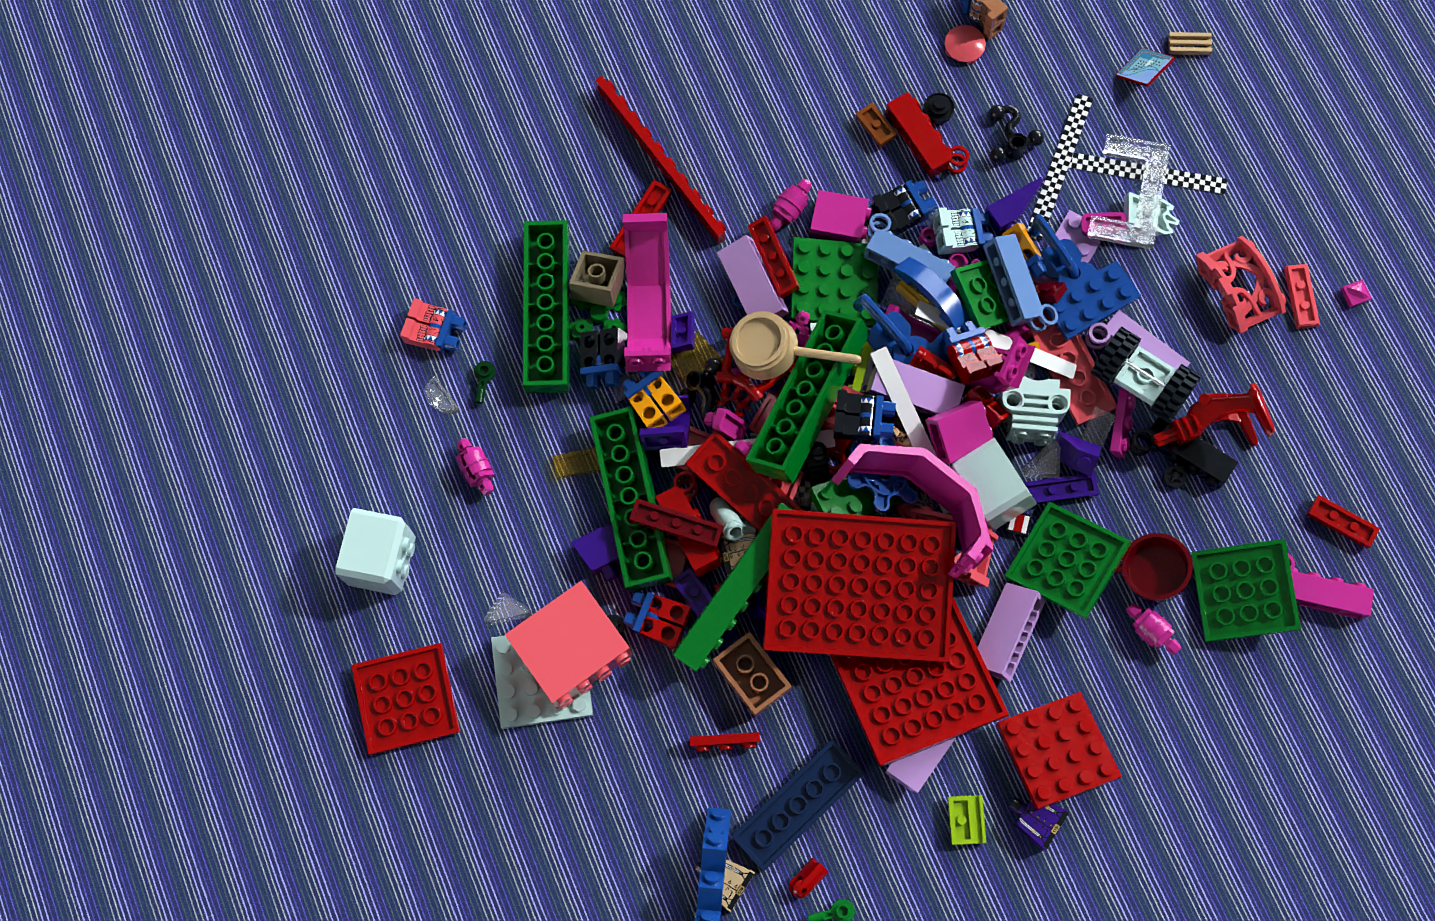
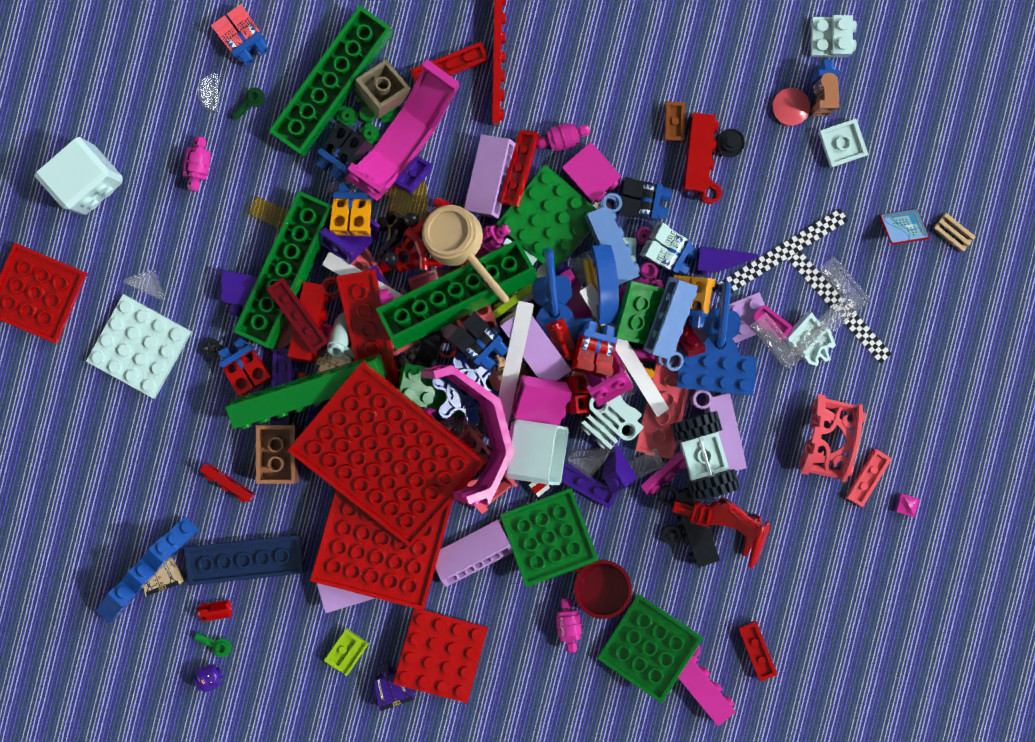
camera: 35 degrees right, 15 degrees up
(569, 645) = (164, 344): coral brick -> none
(726, 424) = (387, 269): dark pink piece -> none
(1034, 40) = (843, 143): none -> light aqua plate
(1034, 138) = (778, 219): black piece -> none

